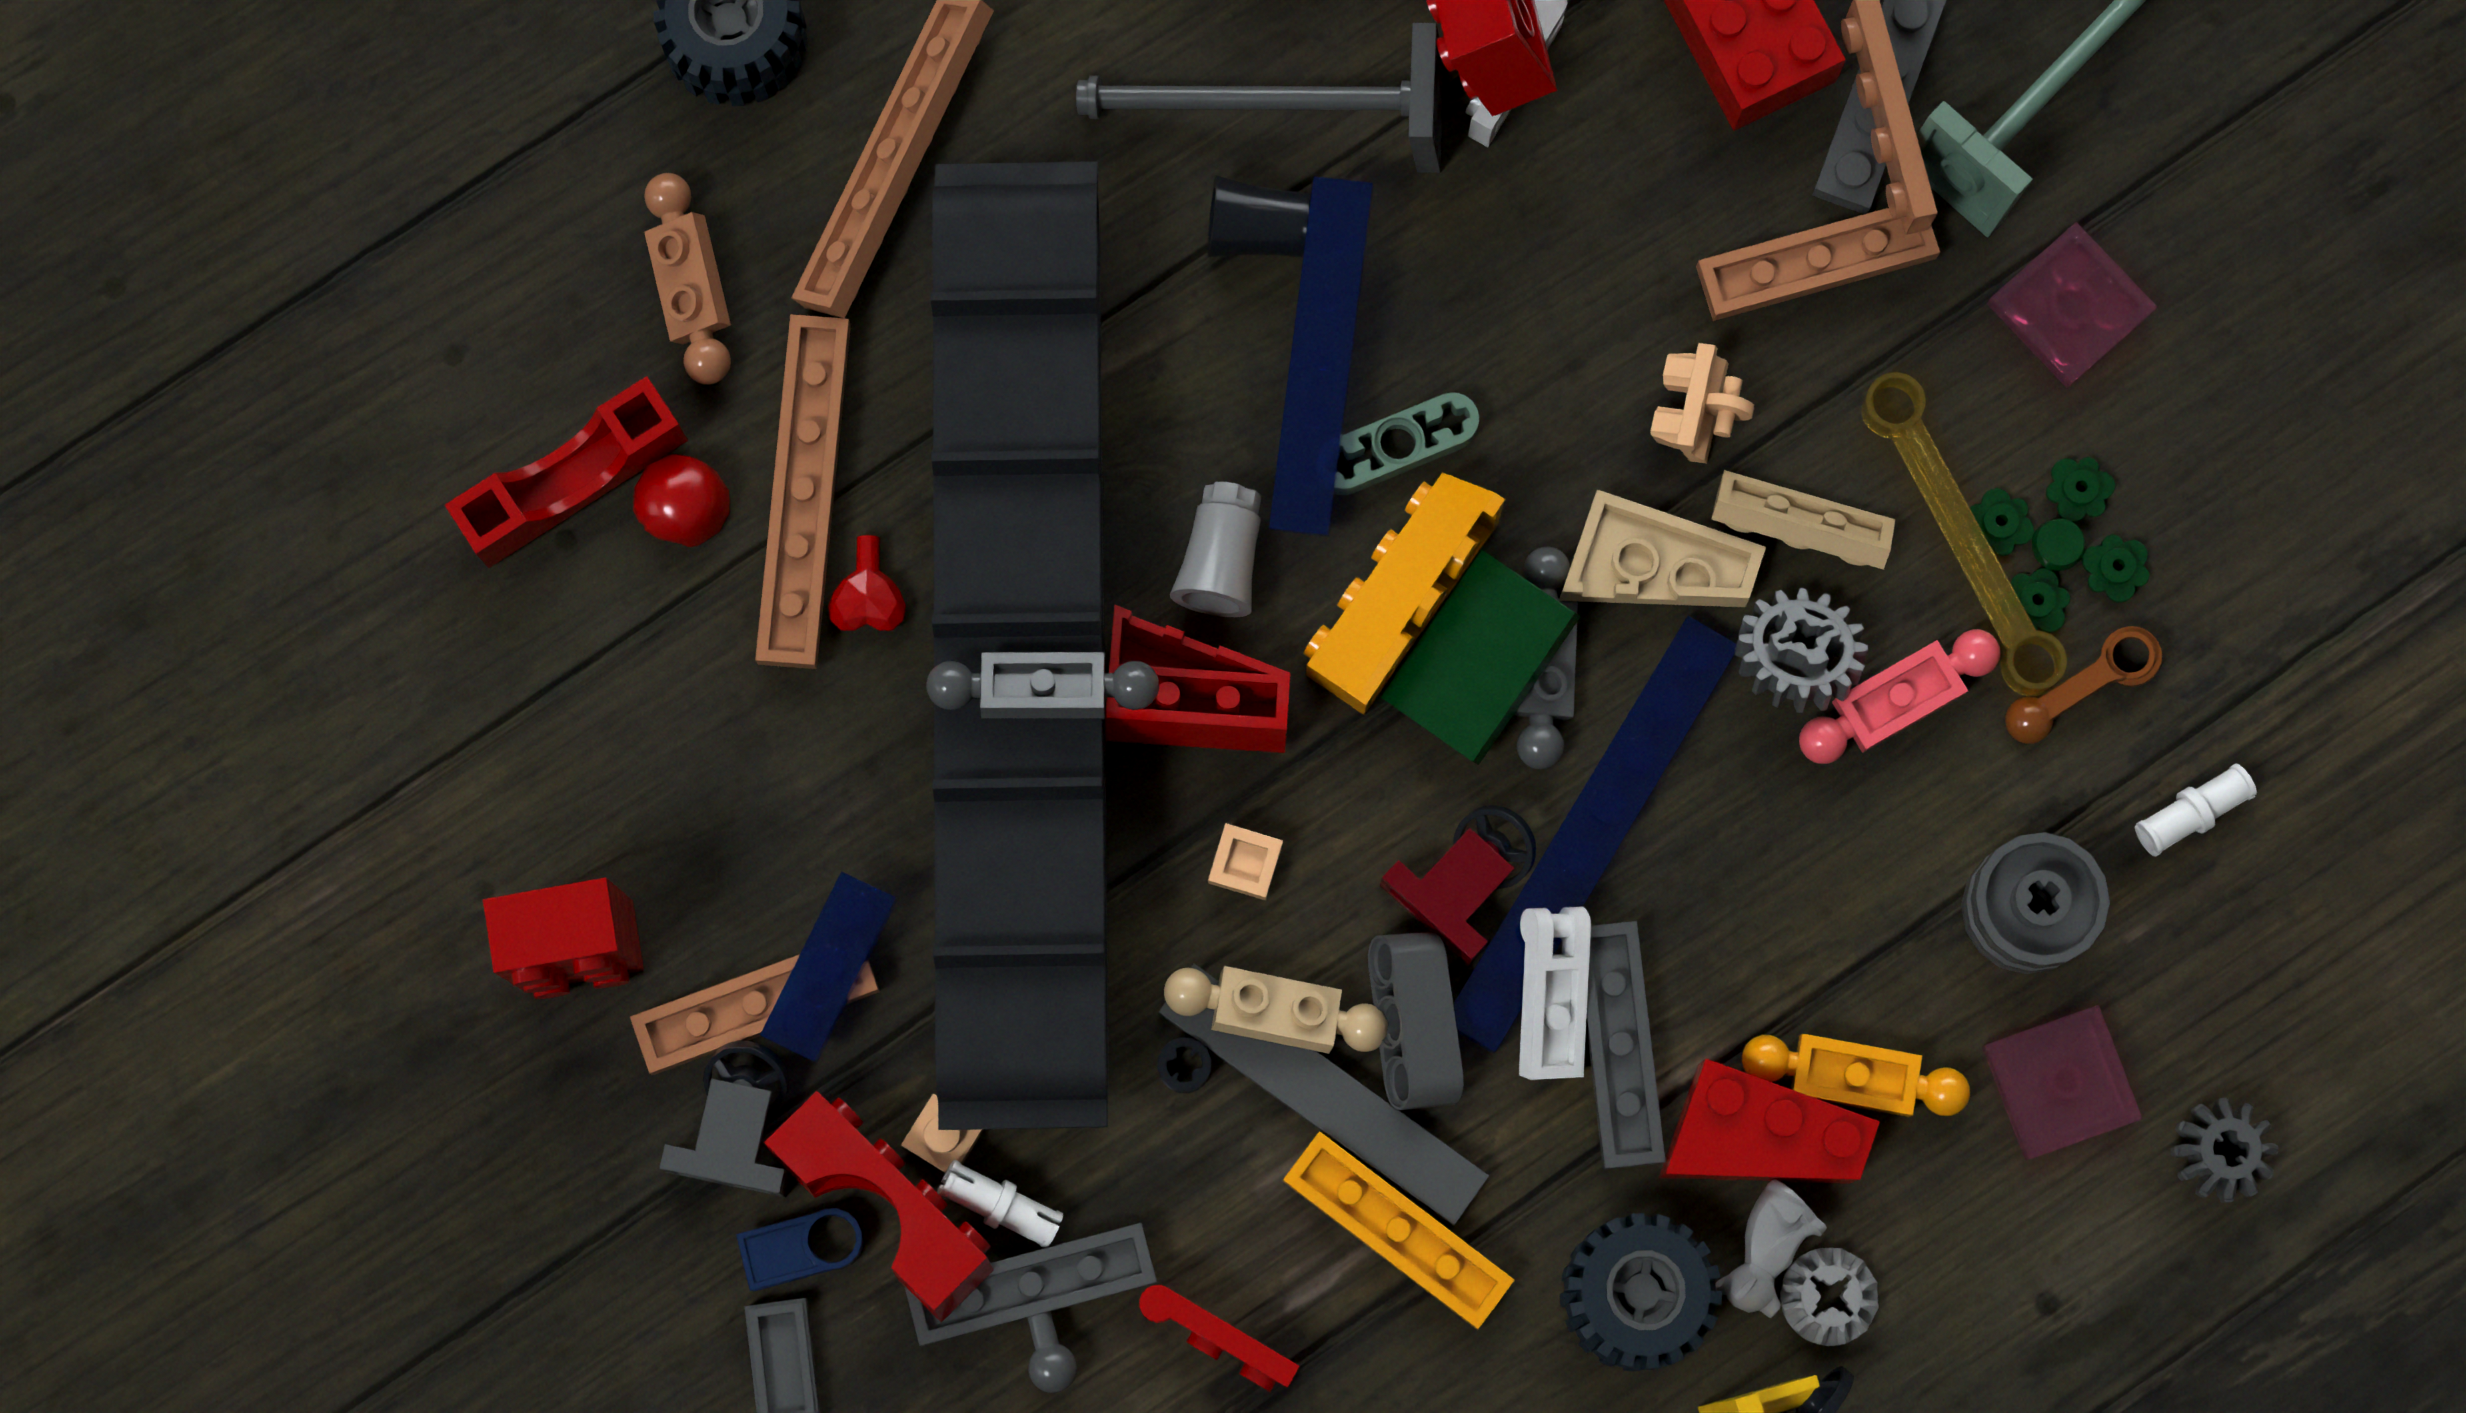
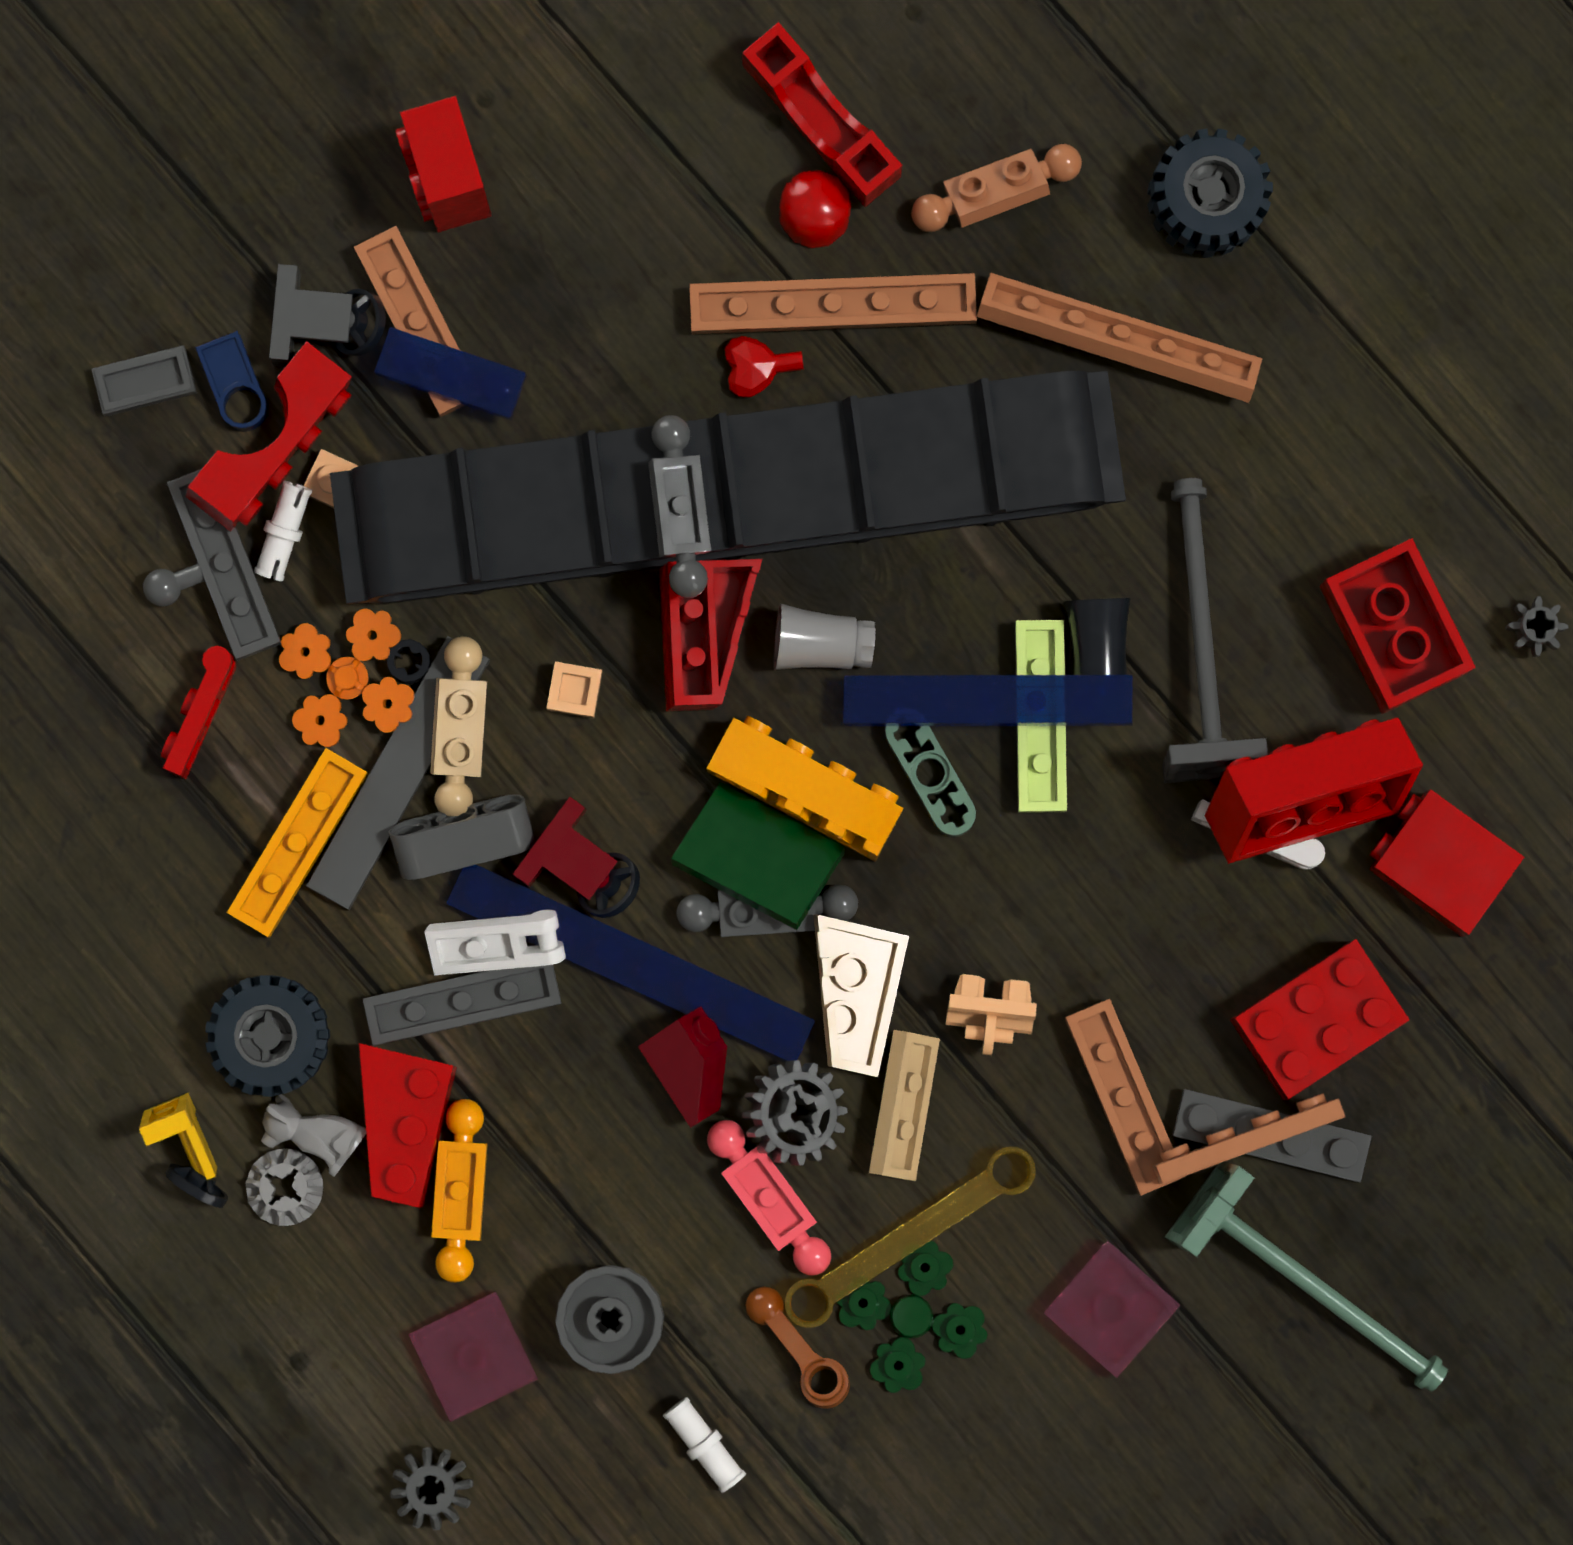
camera: 80 degrees right, 5 degrees up
(1196, 1145) = (346, 678): none -> orange plant
(1387, 304) = (1041, 748): none -> yellowish green plate
(1726, 771) = (690, 1064): none -> dark red slope

